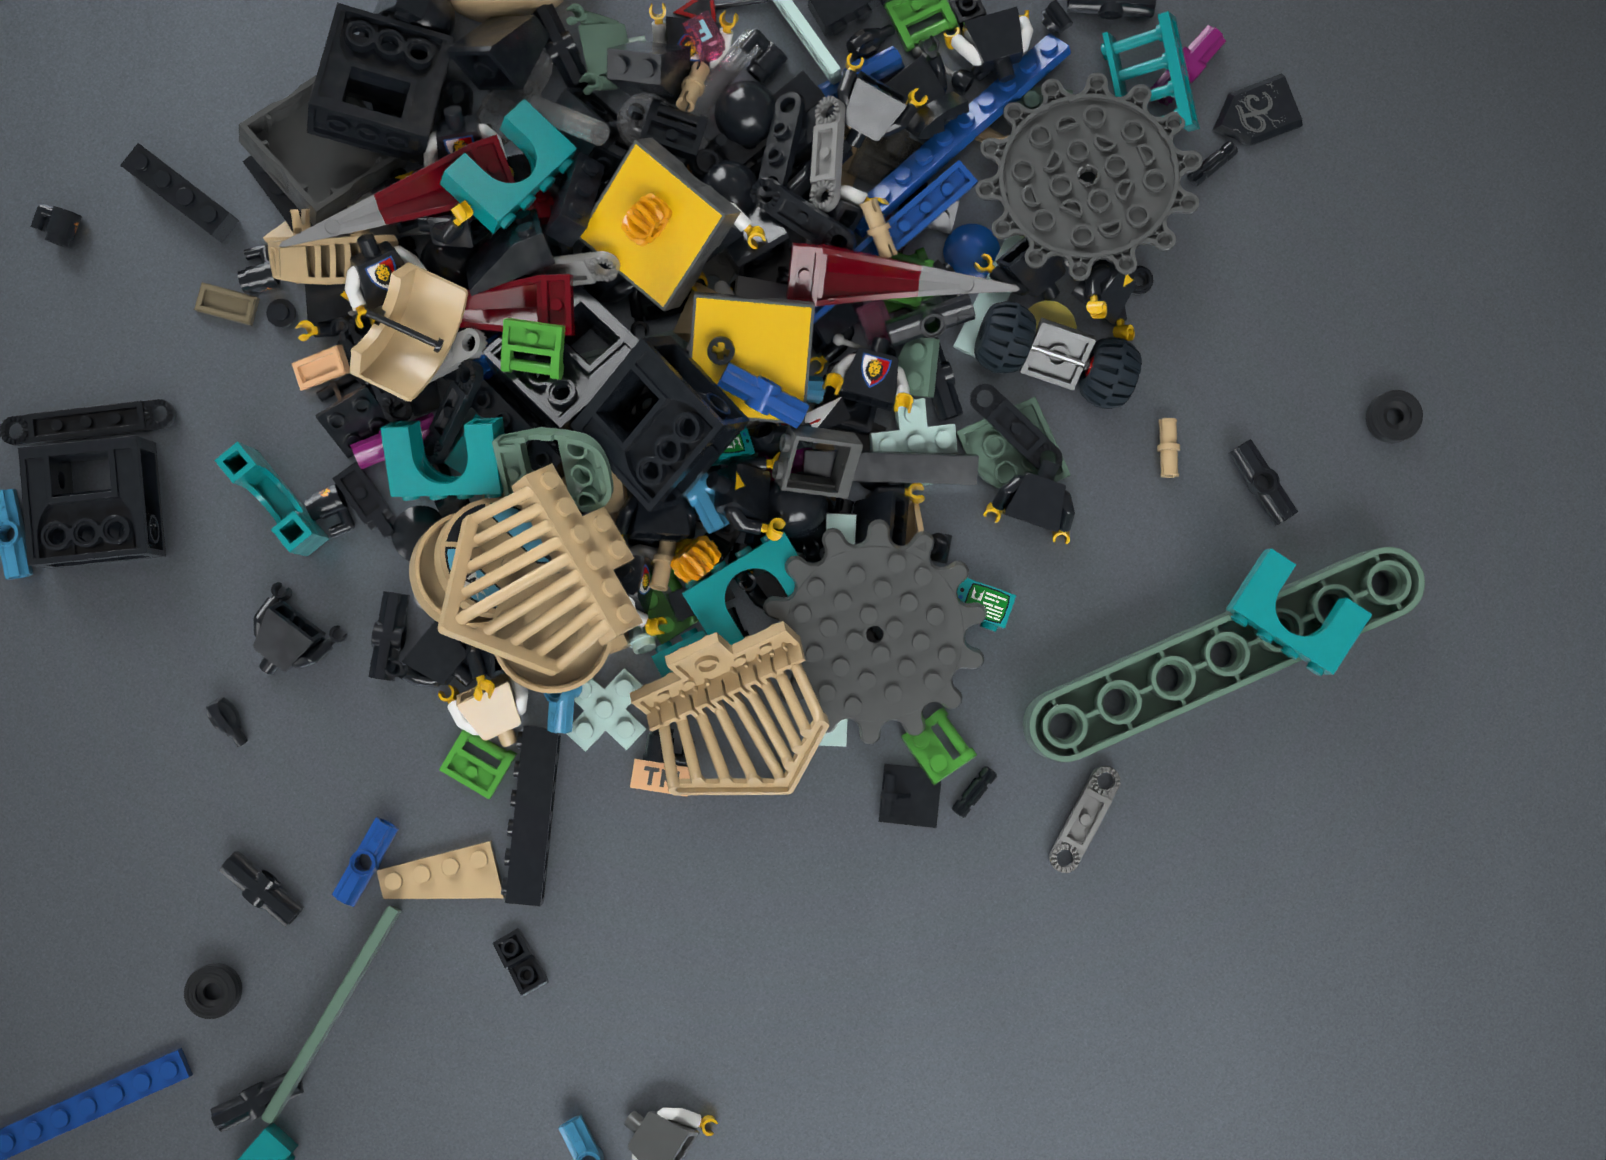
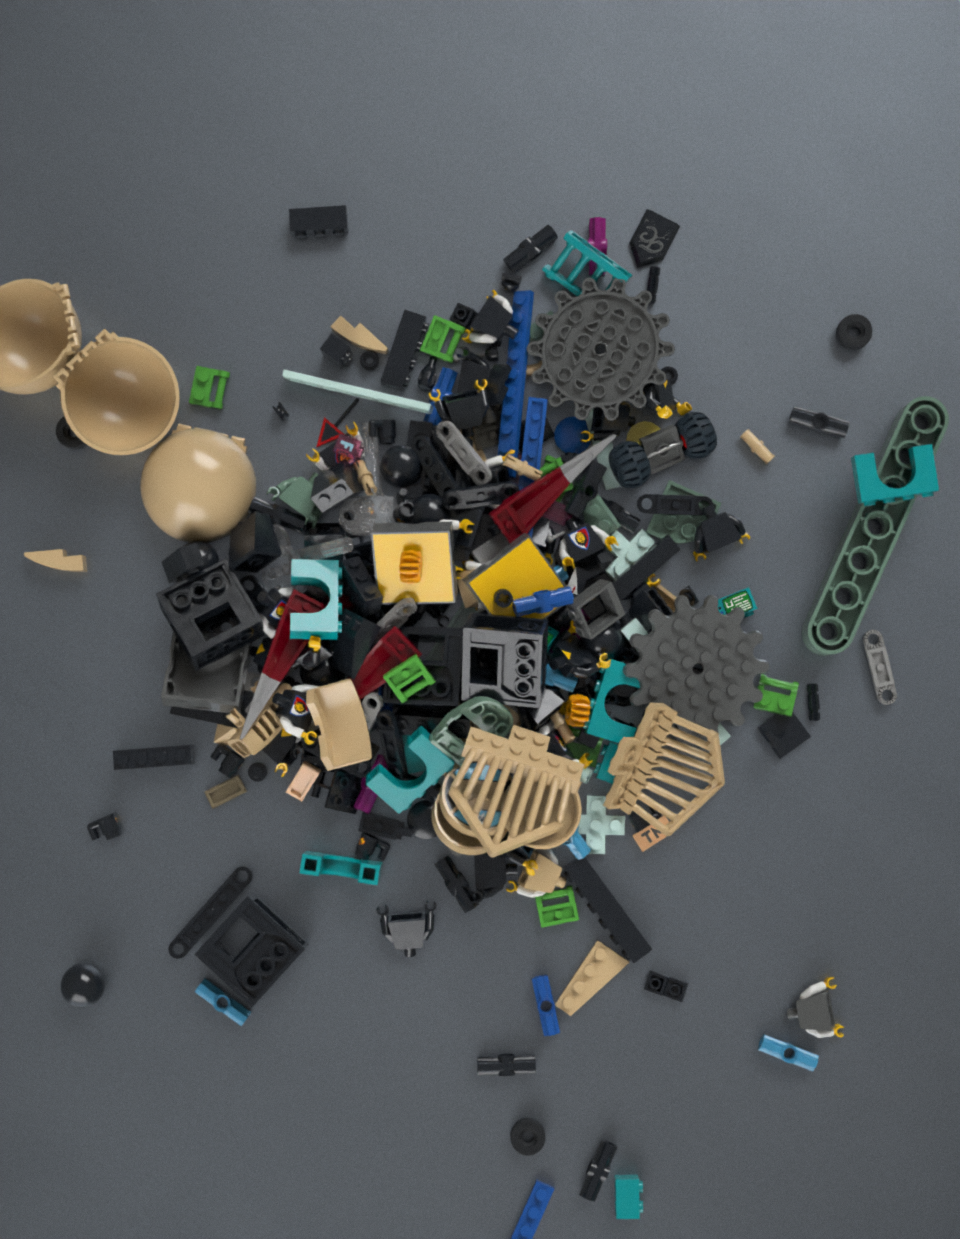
camera: 30 degrees left, 0 degrees up
(226, 719) = (412, 997): black piece -> none
(330, 1015) = (597, 1094): sand green tile -> none
(403, 329) = (358, 718): black piece -> none
(674, 137) = (380, 512): black plate -> none

